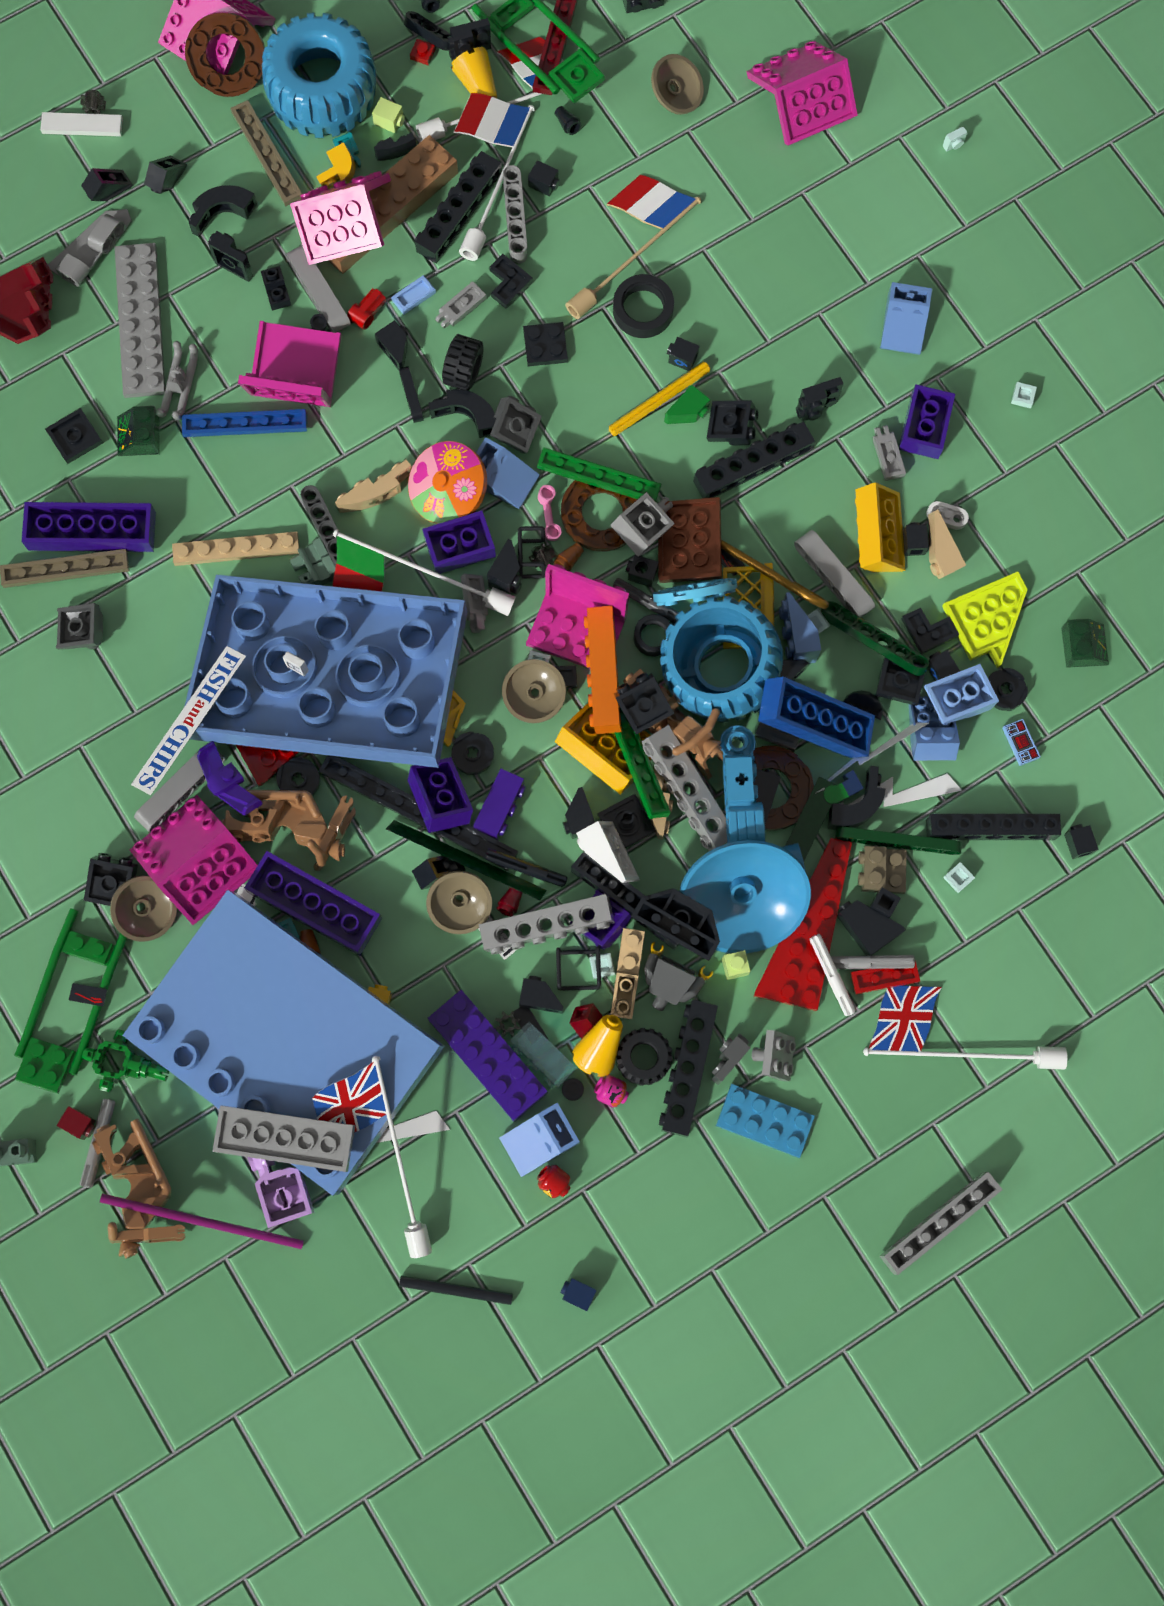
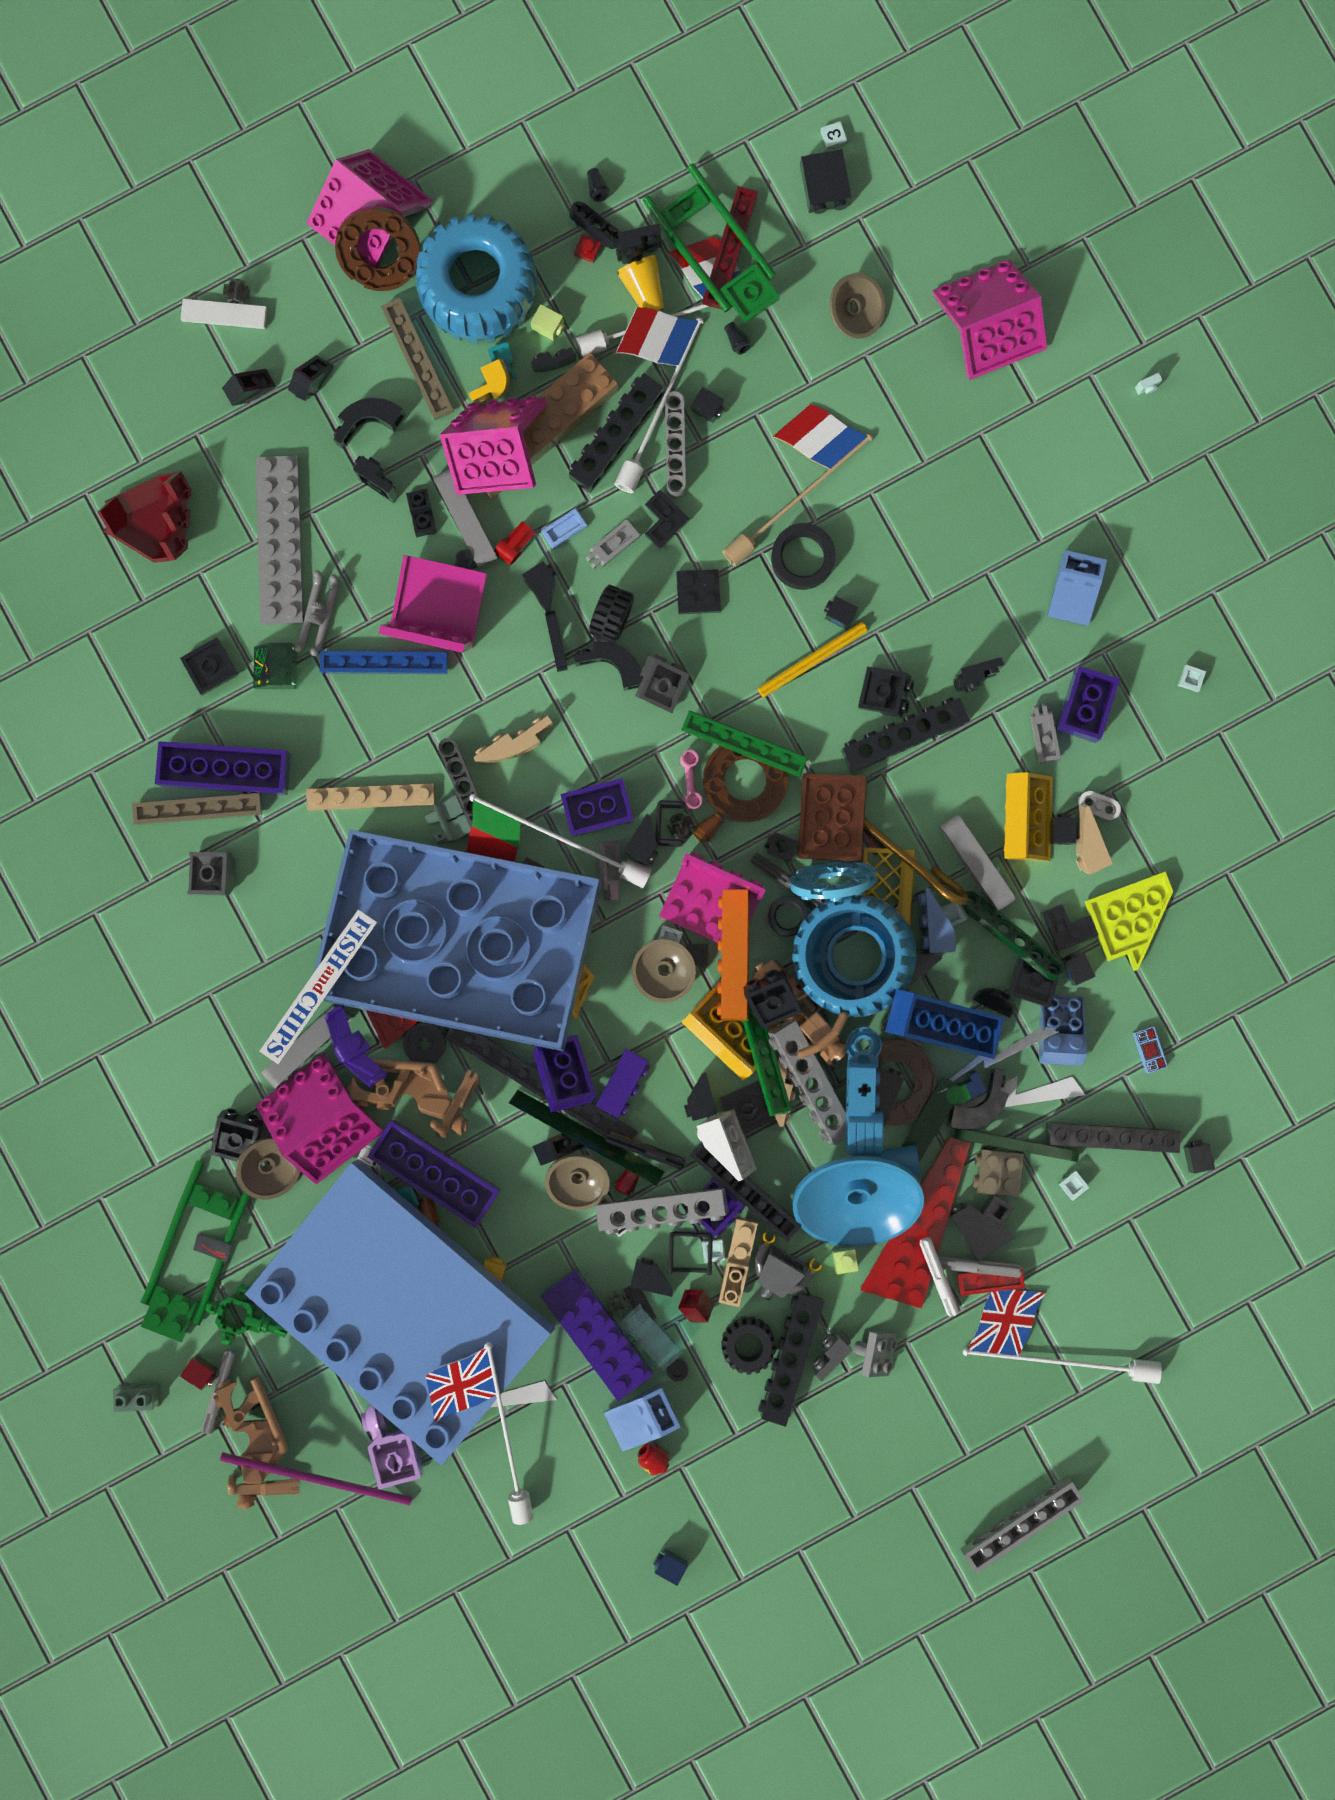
camera: 10 degrees right, 10 degrees up
(83, 253) = (236, 449): light grey panel -> none
(284, 1138) = (396, 1412): light grey plate -> none
(295, 663) = (426, 937): white tile -> none
(447, 482) = (588, 743): dish -> none
(455, 1290) = (554, 1553): black piece -> none
(461, 750) = (610, 1031): black plate -> none
(506, 474) = (644, 735): medium blue slope -> none
(599, 1047) = (704, 1337): yellow cone -> none
(611, 1091) = (714, 1375): dark pink head -> none
(643, 523) = (786, 801): light grey brick -> none
(680, 920) = (793, 1224): black wedge -> none
(688, 407) = (842, 672): green slope -> none
(765, 1121) = (861, 1412): dark azure plate -> none
(962, 695) = (1094, 1002): light blue slope -> none
(1016, 685) = (1152, 994): black plate -> none
(1084, 643) = (1226, 951): clear green slope -> none

